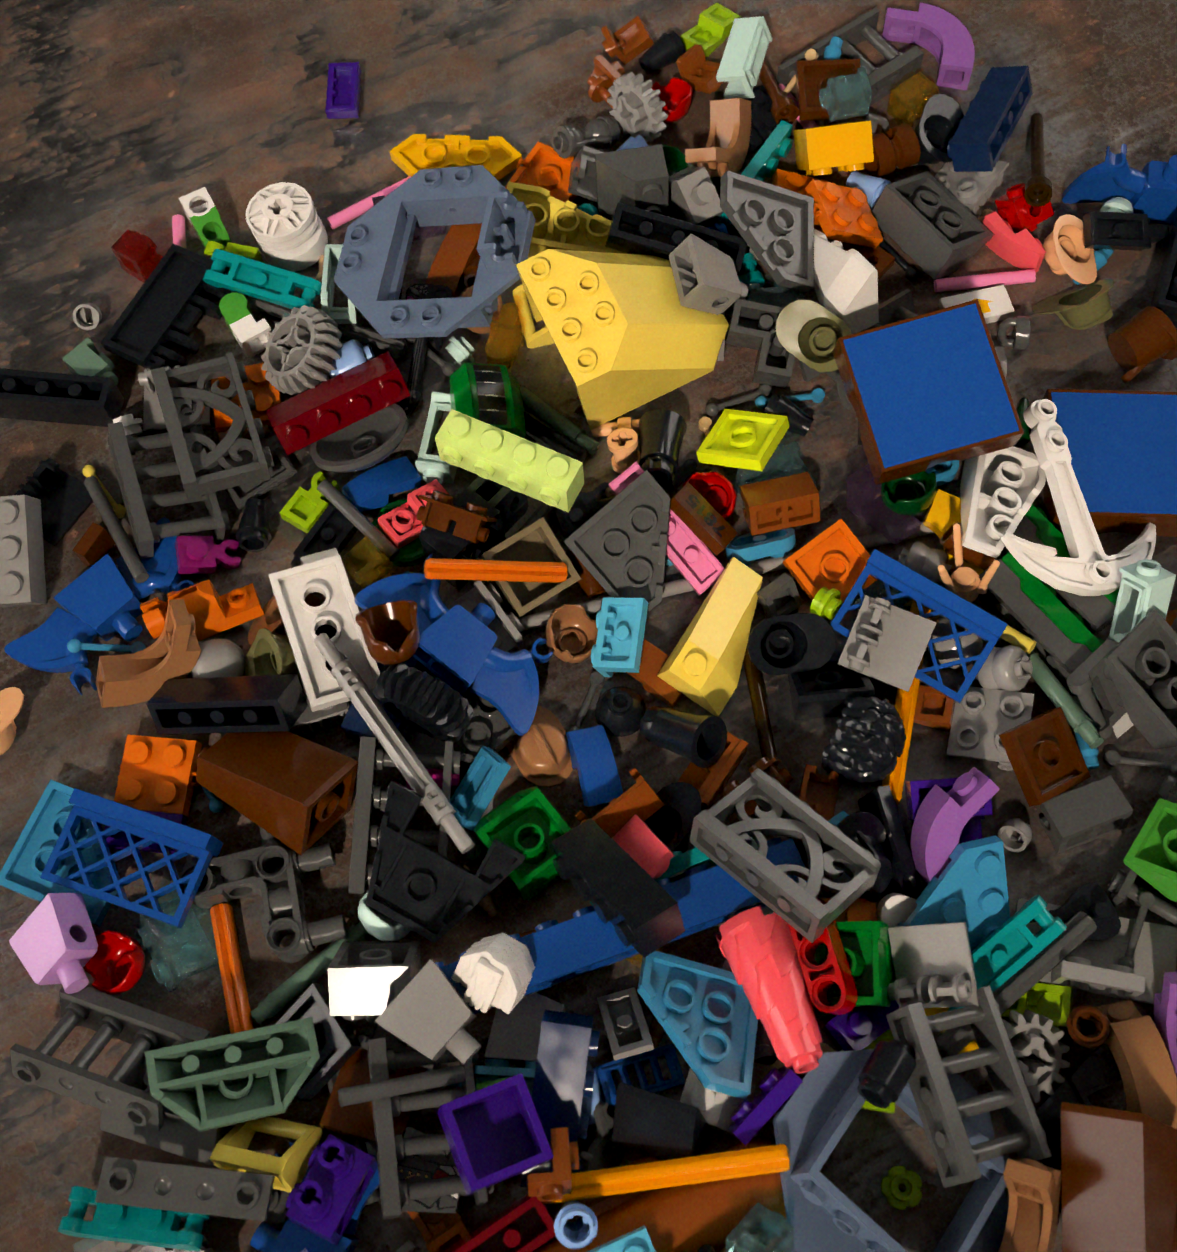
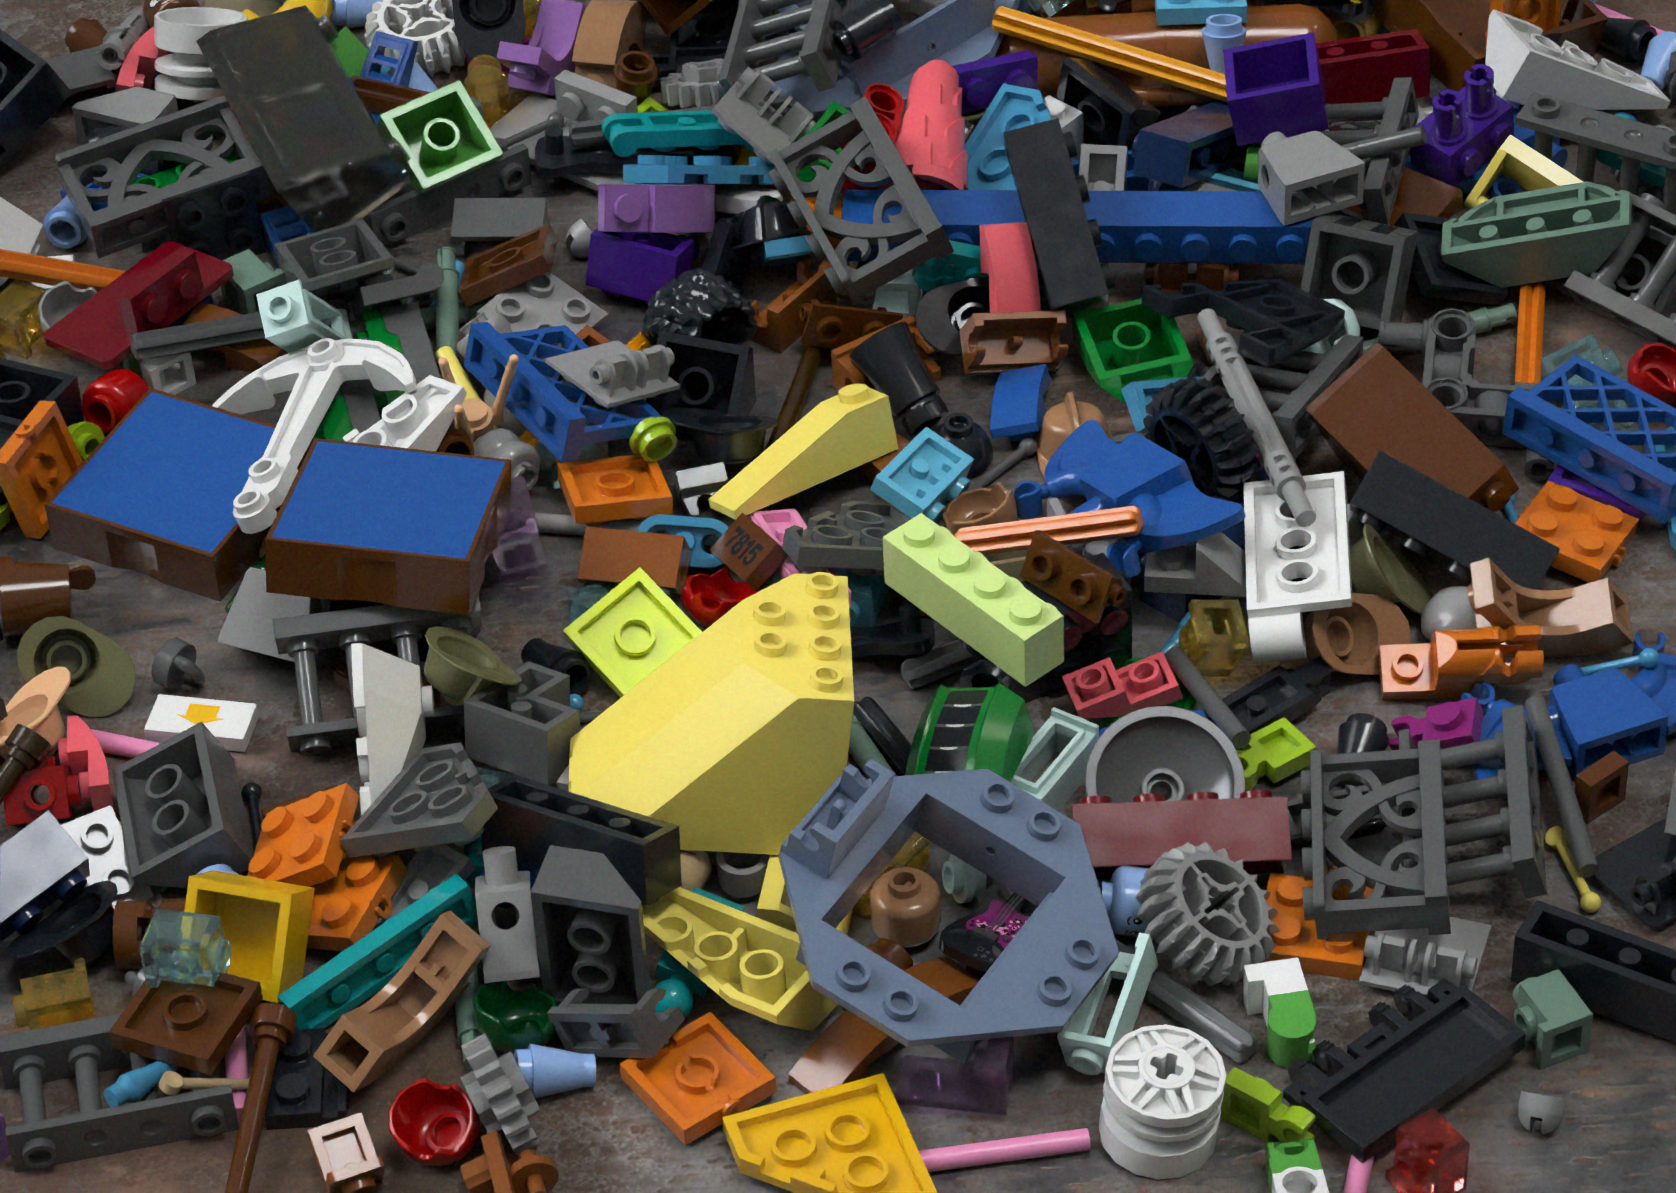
camera: 160 degrees left, 25 degrees down
(130, 425) = (1506, 920): white plate -> none
(261, 280) = (1235, 1027): teal plate -> none
(390, 631) = (1214, 457): reddish brown hair -> none
(495, 973) = (1222, 186): white hair -> none
(554, 1184) = (1211, 75): dark orange bracket -> none
(598, 134) = (581, 1111): dark grey piece -> none
(705, 276) = (578, 738): light grey torso -> none
(744, 56) = (274, 1120): light aqua window -> none

